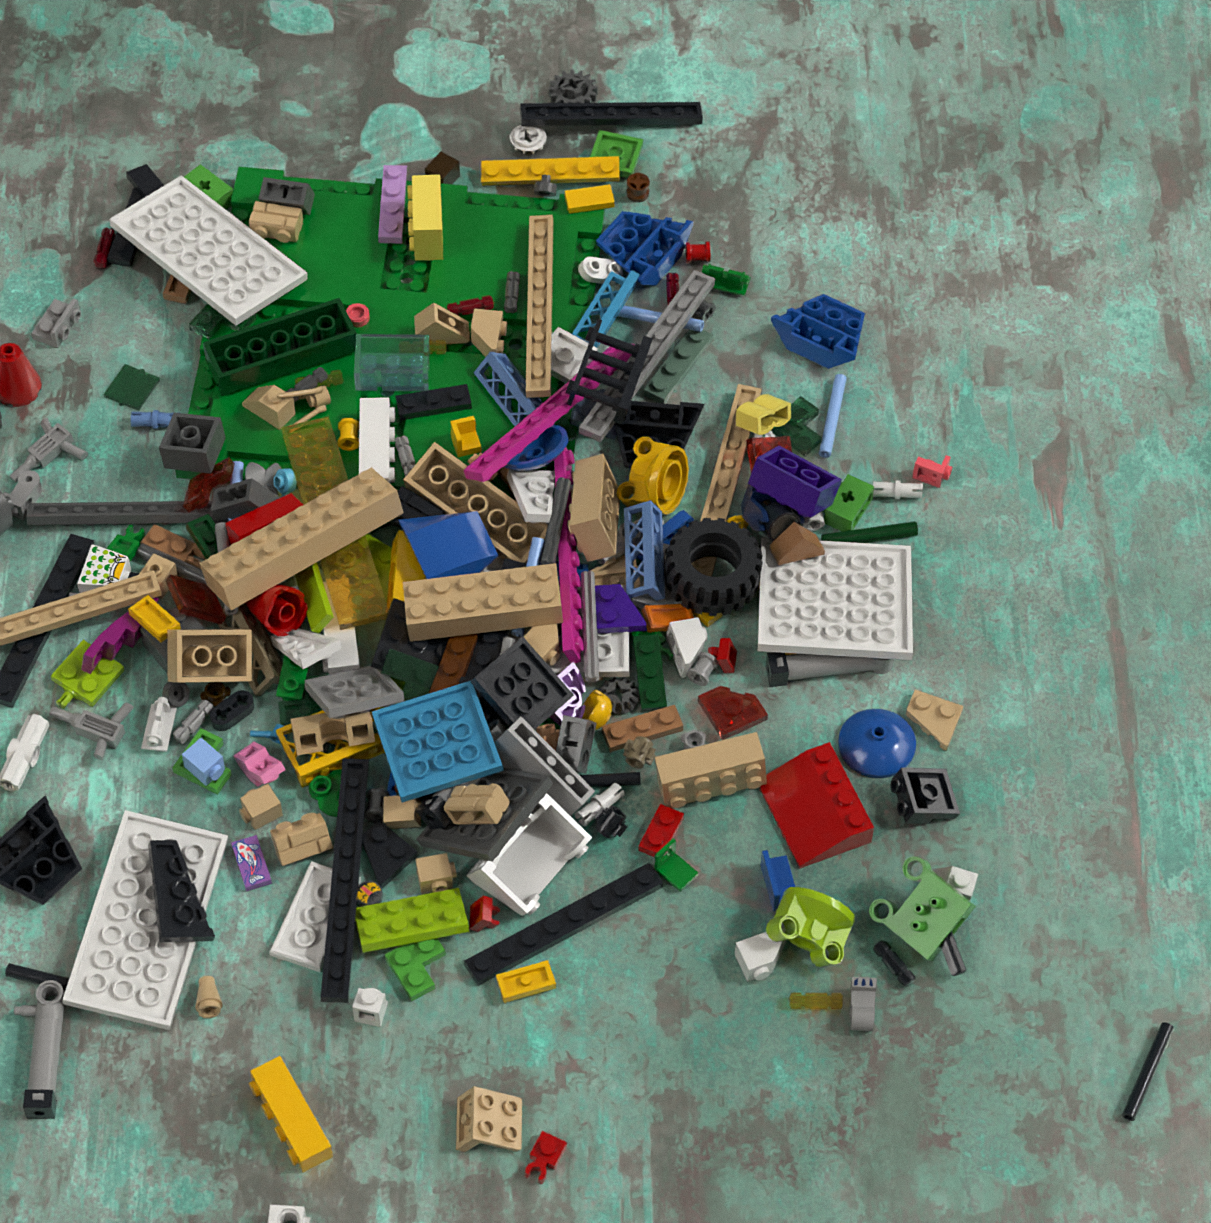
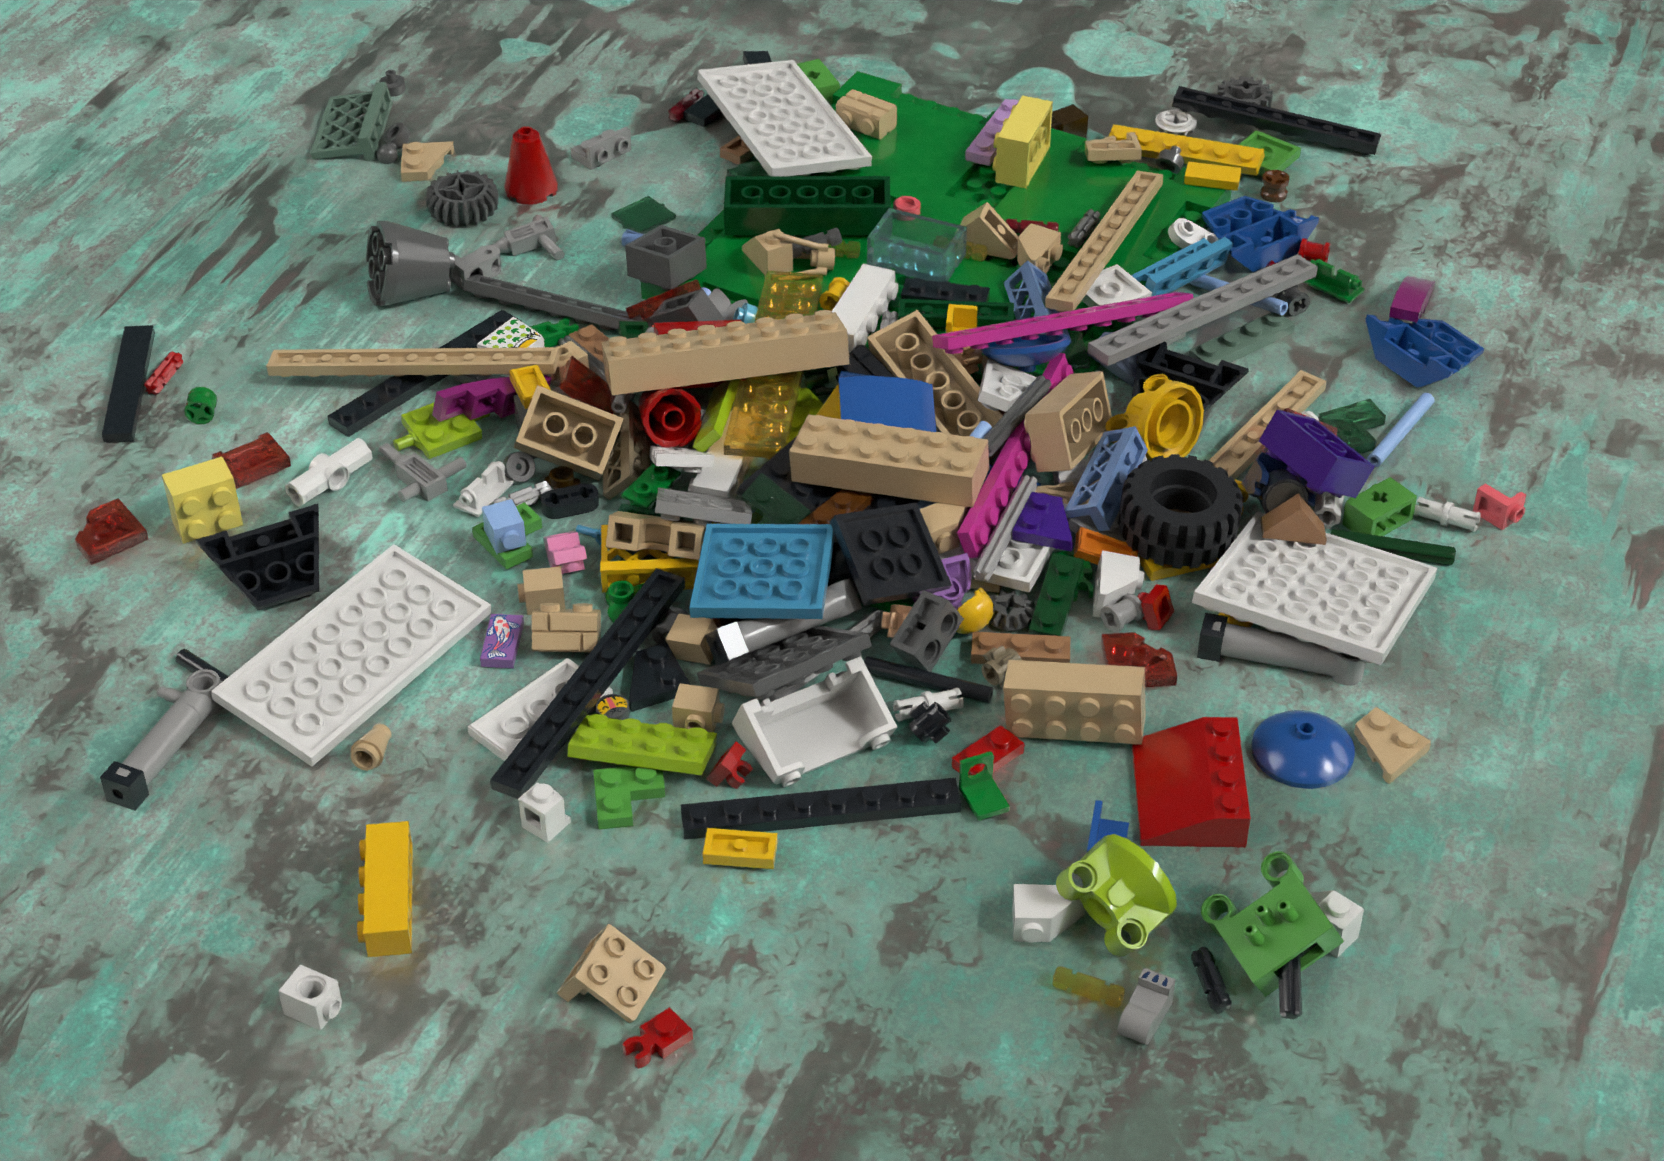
camera: 25 degrees right, 15 degrees down
(175, 897) = (393, 638): black wing -> none
(287, 194) = (892, 90): dark grey brick -> none
(439, 426) = (936, 311): none -> dark green plate
(476, 804) = (773, 641): tan brick -> none
(499, 194) = (1109, 149): none -> tan wing
(526, 751) = (858, 606): light grey brick -> none
(625, 386) = (1159, 319): black fence -> none
(763, 414) = (1314, 396): light yellow brick -> none
(793, 280) = (1411, 298): none -> magenta slope
(924, 795) = (1335, 813): black plate -> none

